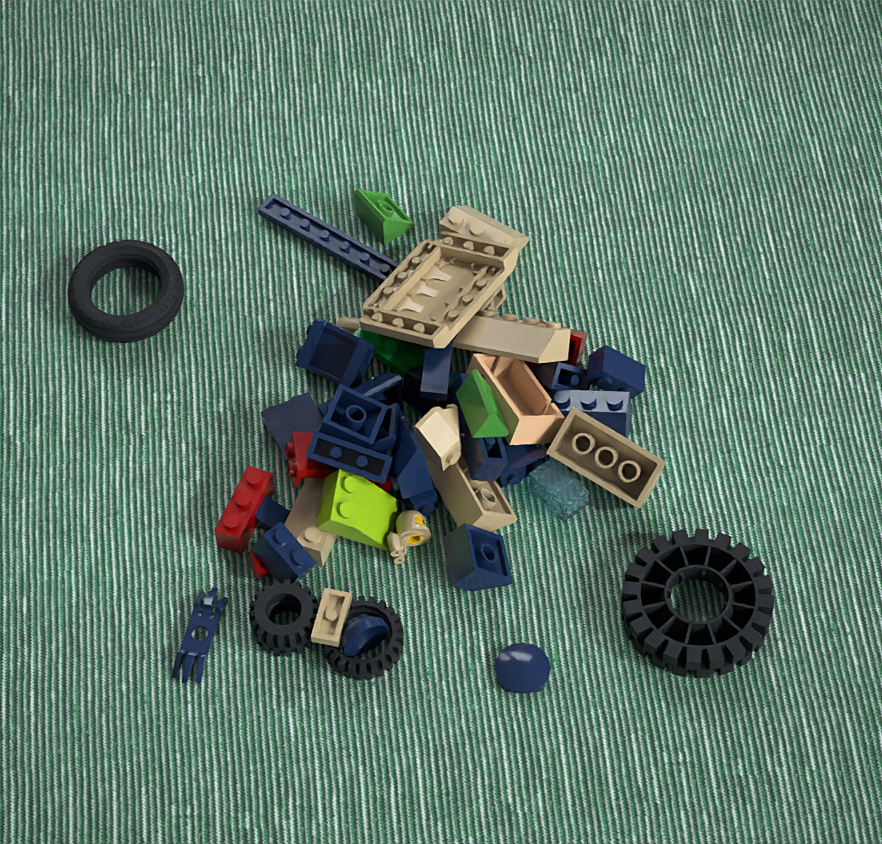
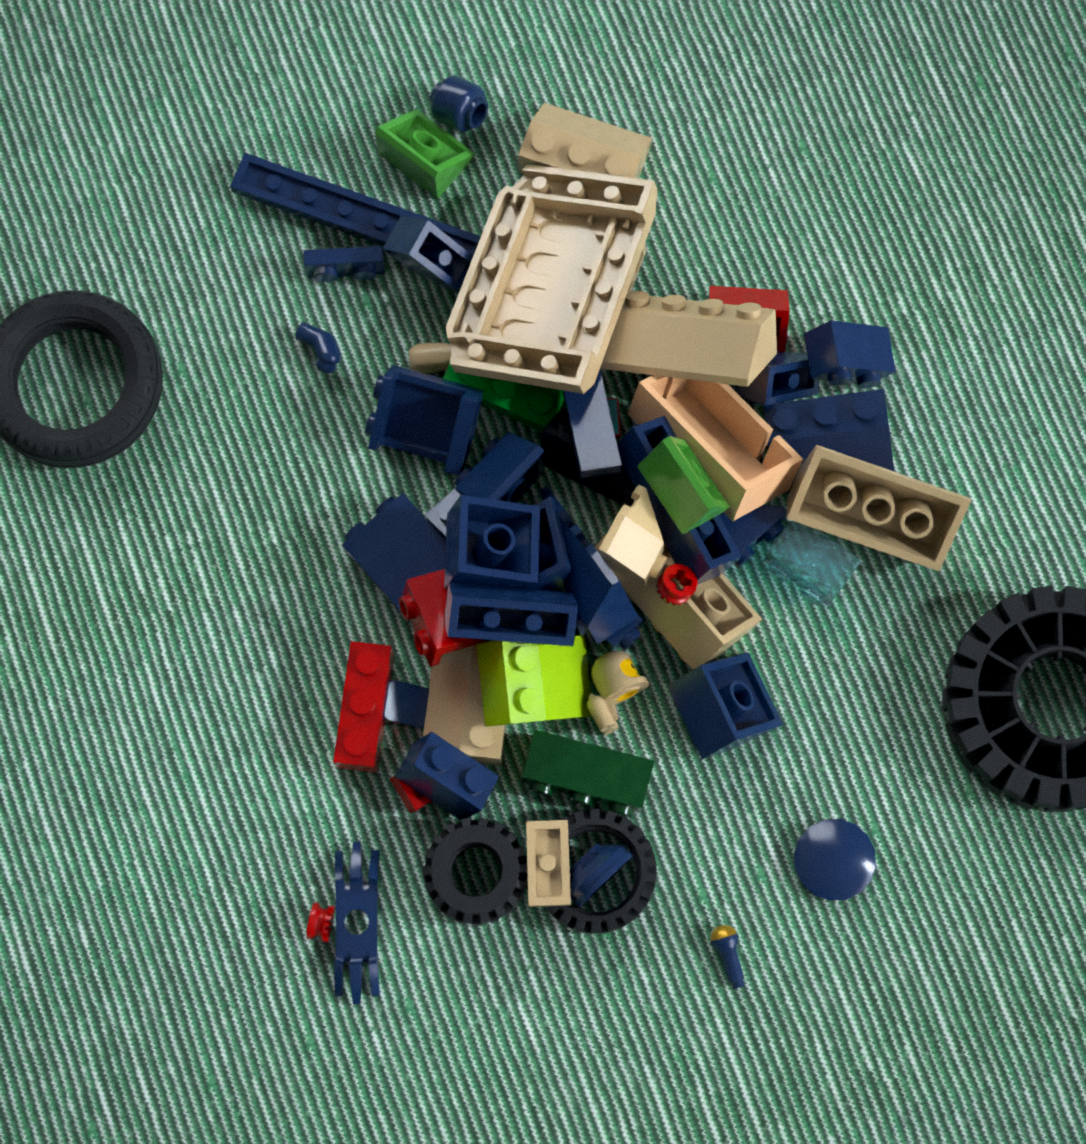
camera: 15 degrees left, 20 degrees up
(176, 627) = (319, 922): none -> red bush
(287, 307) = (324, 344): none -> dark blue arm
(314, 263) = (359, 262): none -> dark blue piece
(366, 263) = (429, 252): none -> dark blue slope
(375, 578) = (587, 773): none -> dark green brick
(413, 193) = (459, 104): none -> dark blue head
(435, 700) = (725, 942): none -> dark blue piece
(460, 477) = (668, 588): none -> red bush

